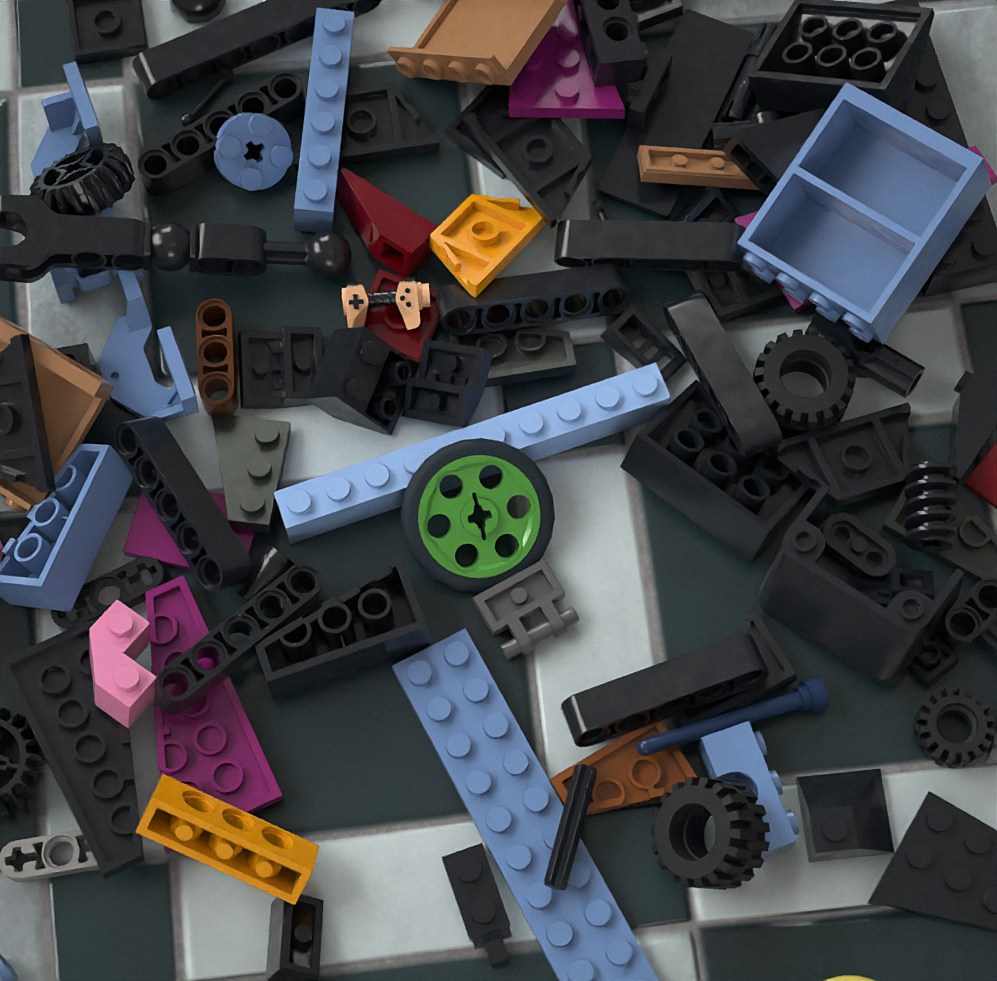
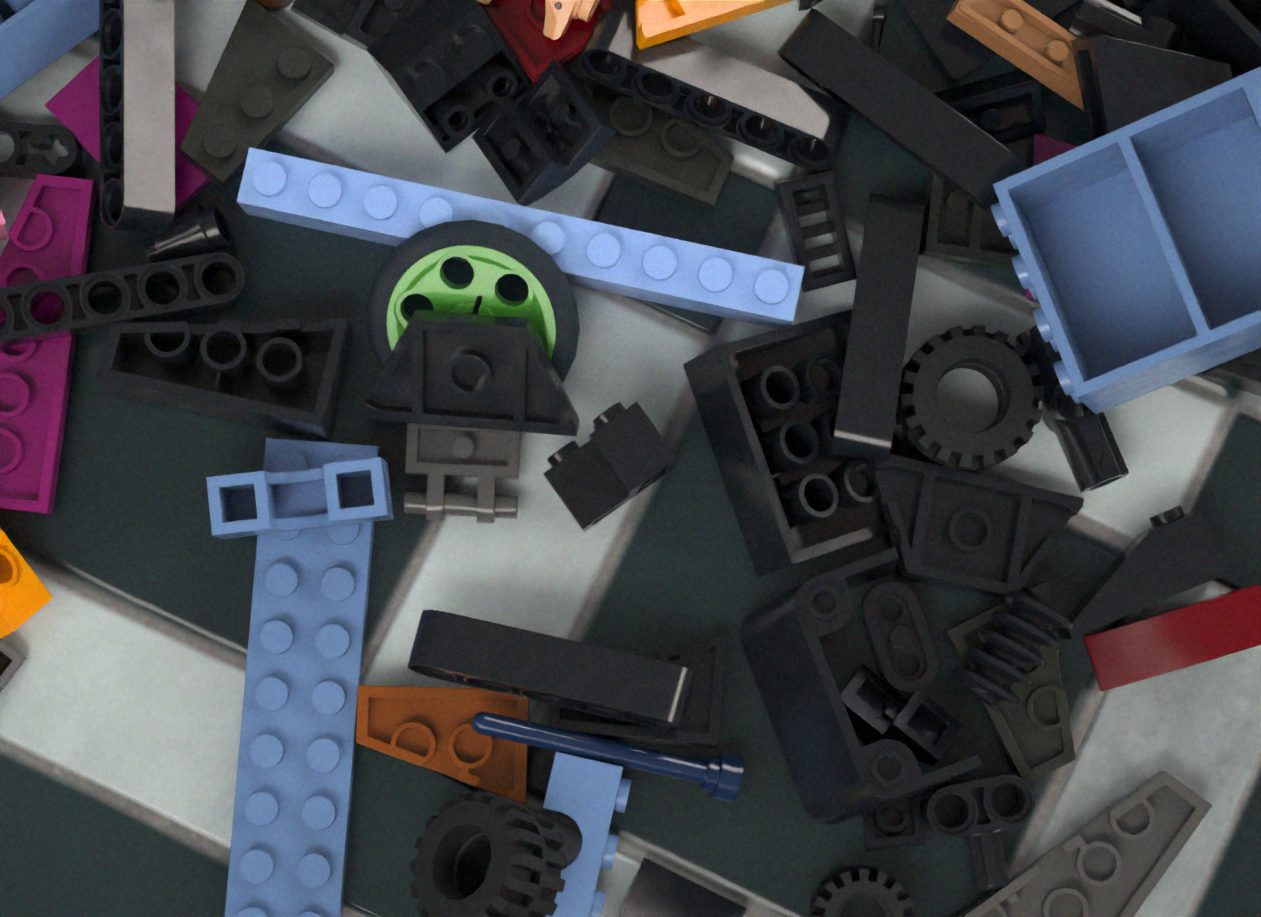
camera: 30 degrees right, 15 degrees up
(462, 665) = (299, 499): none -> medium blue arch
(479, 901) = (194, 771): black hinge -> none
(498, 544) = (471, 376): none -> black wing
(570, 827) = (341, 758): black axle -> none
(622, 538) = (612, 467): none -> black brick

